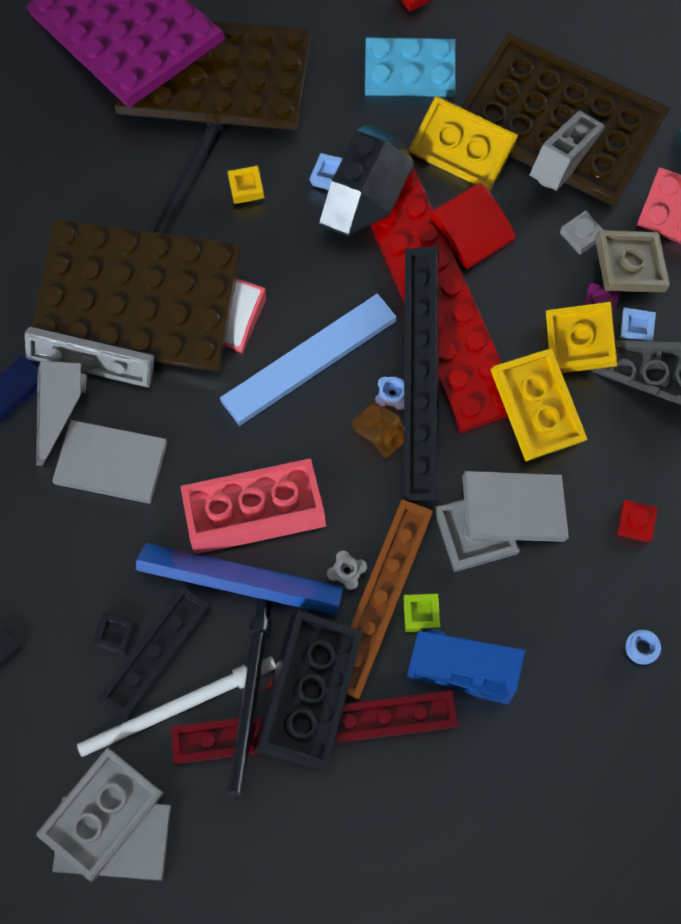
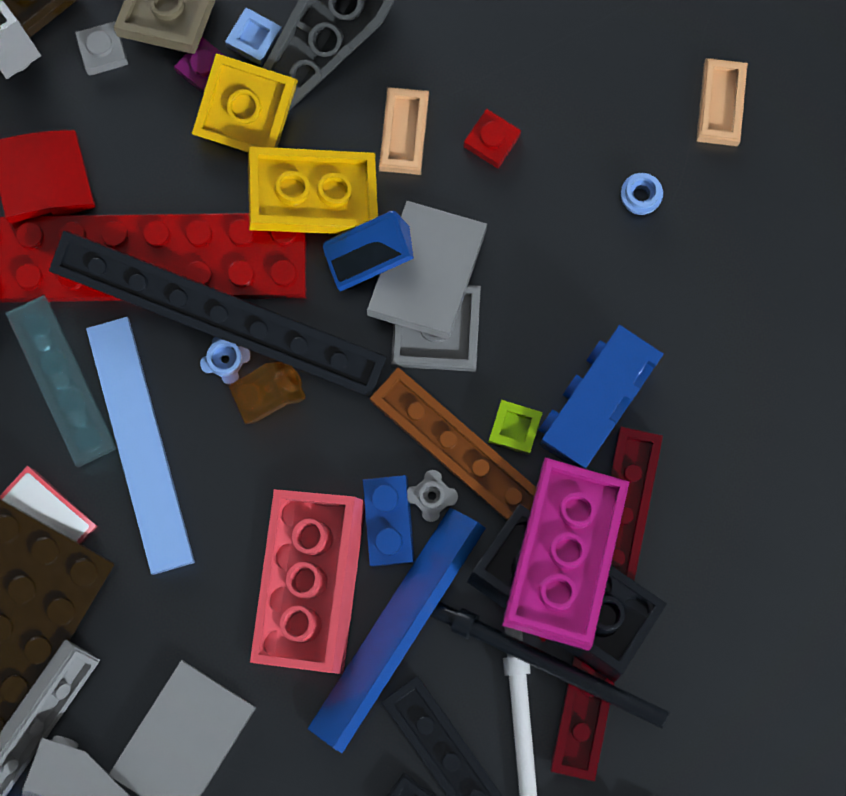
camera: 70 degrees left, 10 degrees up
(316, 546) = (388, 521): none -> blue plate
(333, 291) = (61, 381): none -> clear light blue plate
(336, 676) = (566, 554): none -> dark pink tile
(511, 458) = (368, 250): none -> blue slope
(614, 456) = (404, 131): none -> light nougat tile

